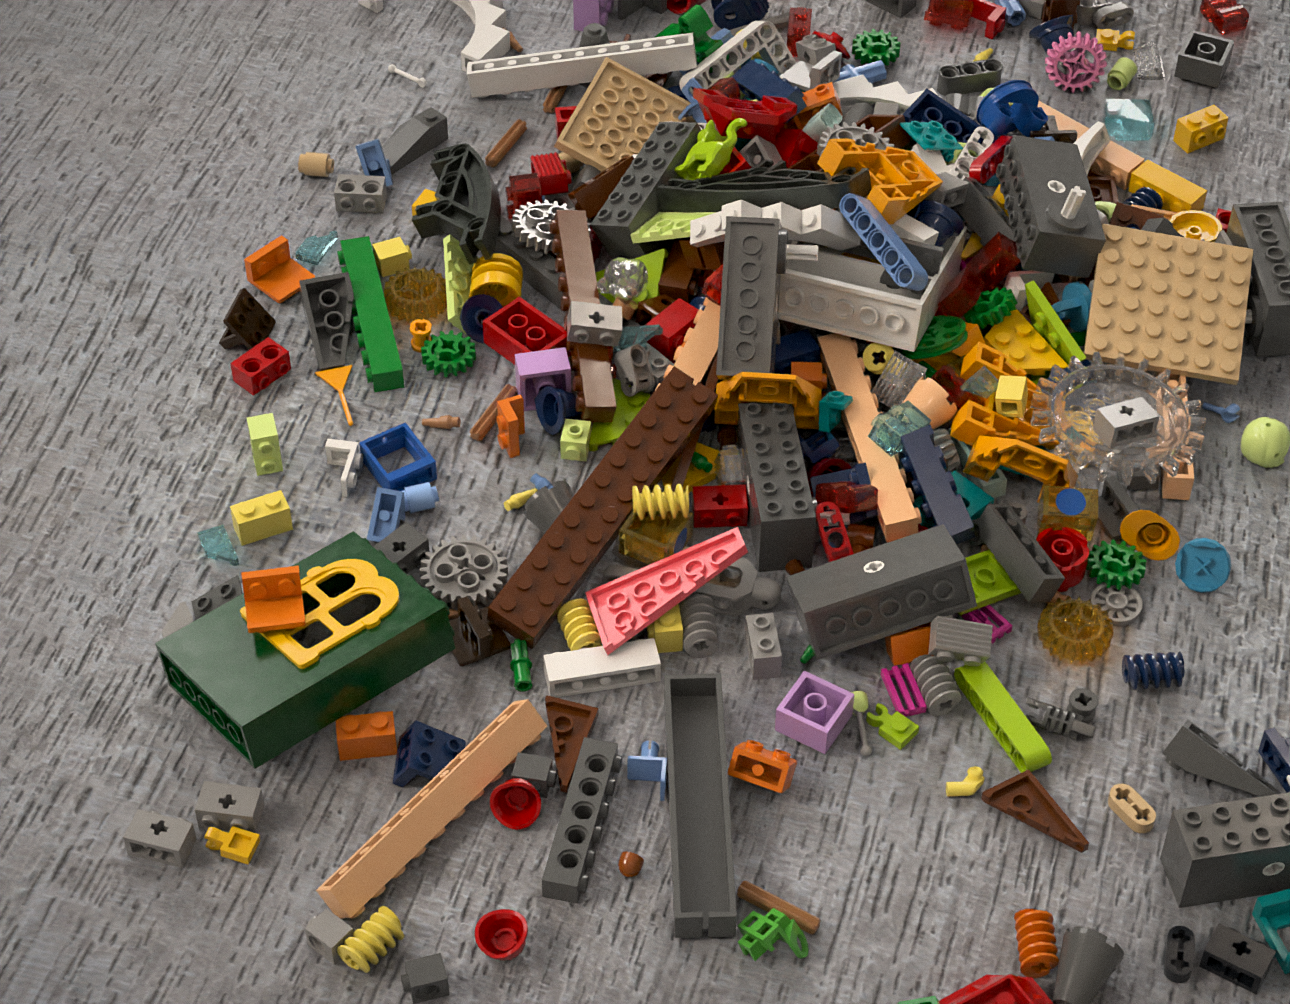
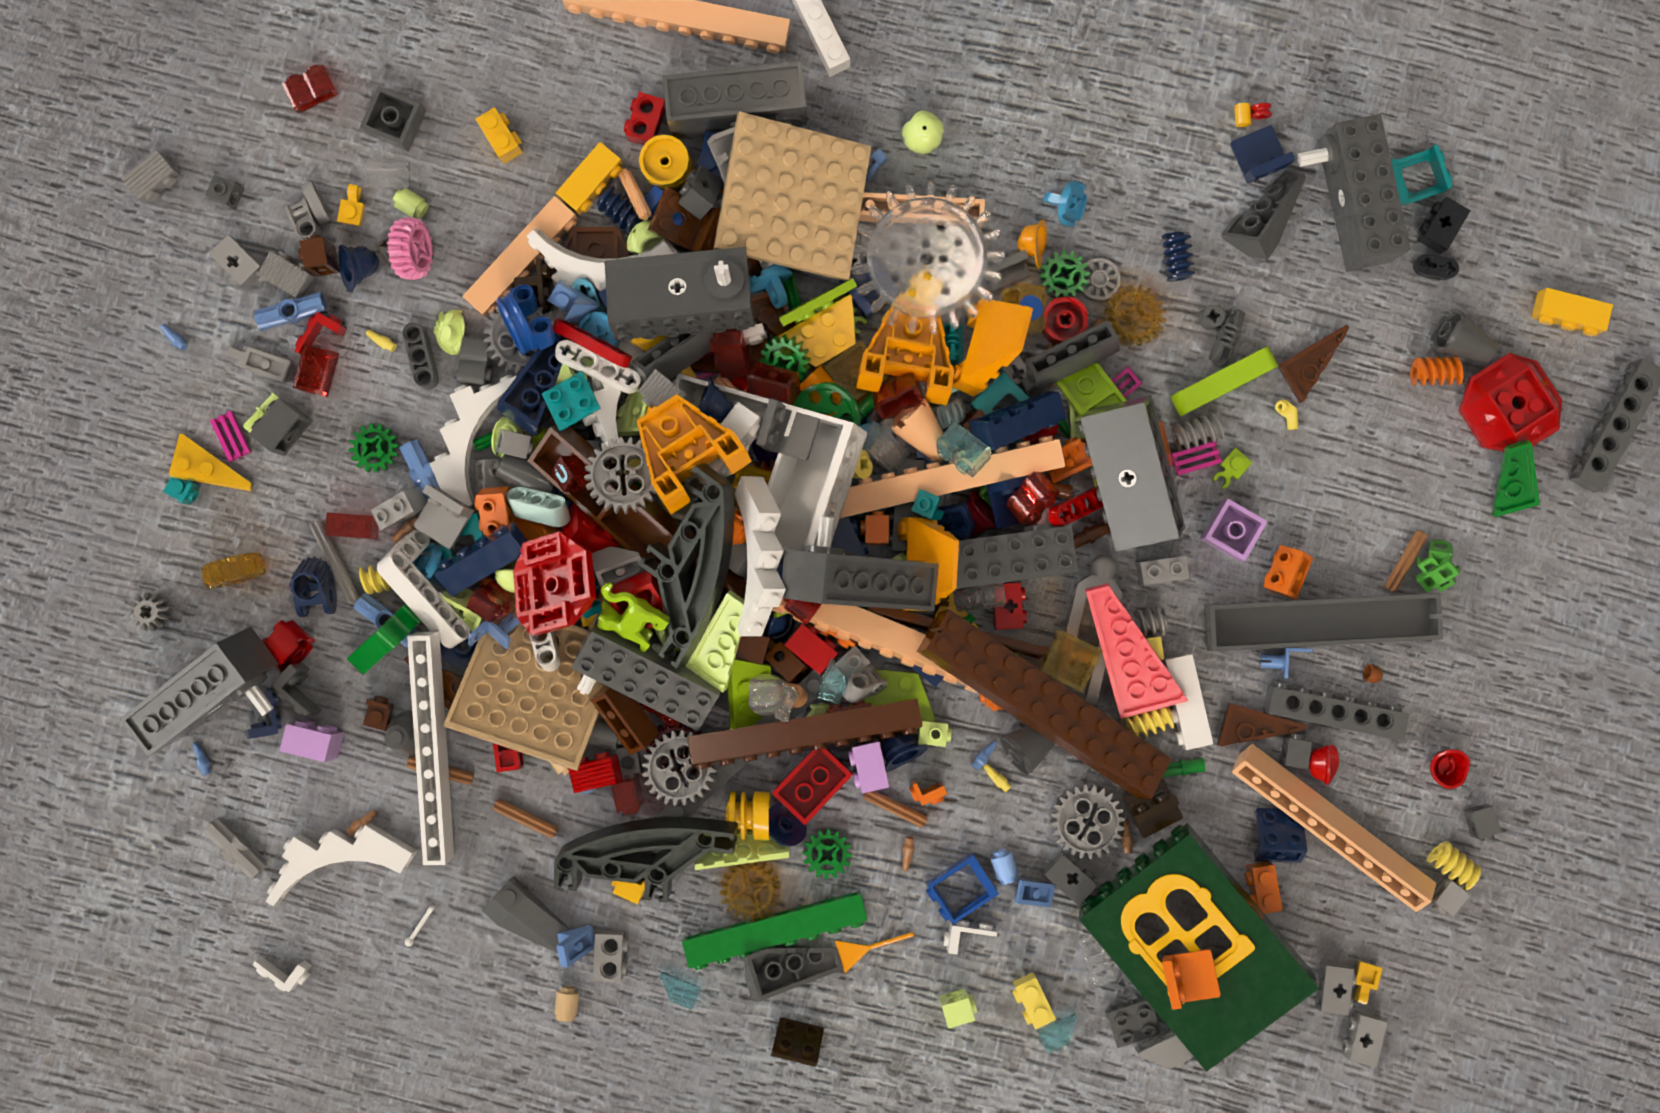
camera: 90 degrees left, 40 degrees up
(261, 366) = (843, 1027): red brick -> none
(274, 270) = (724, 1020): orange bracket -> none
(391, 256) = (698, 916): light yellow brick -> none
(421, 334) = (804, 887): light orange bush -> none
(594, 323) = (832, 734): light grey brick -> none
(660, 501) = (1064, 657): light yellow piece -> none
(837, 40) = (378, 493): red dish -> none
(859, 707) = (1215, 495): hinge -> none
(861, 213) = (783, 455): medium blue beam -> none
(960, 640) = (1177, 410): light grey brick -> none
(981, 383) = (904, 374): clear light blue tile -> none
(1011, 396) = (914, 348): light yellow brick -> none
(1125, 422) = (951, 239): light grey brick -> none
(1130, 809) = (1309, 292): tan beam -> none
(1138, 119) = (483, 203): clear light blue piece -> none

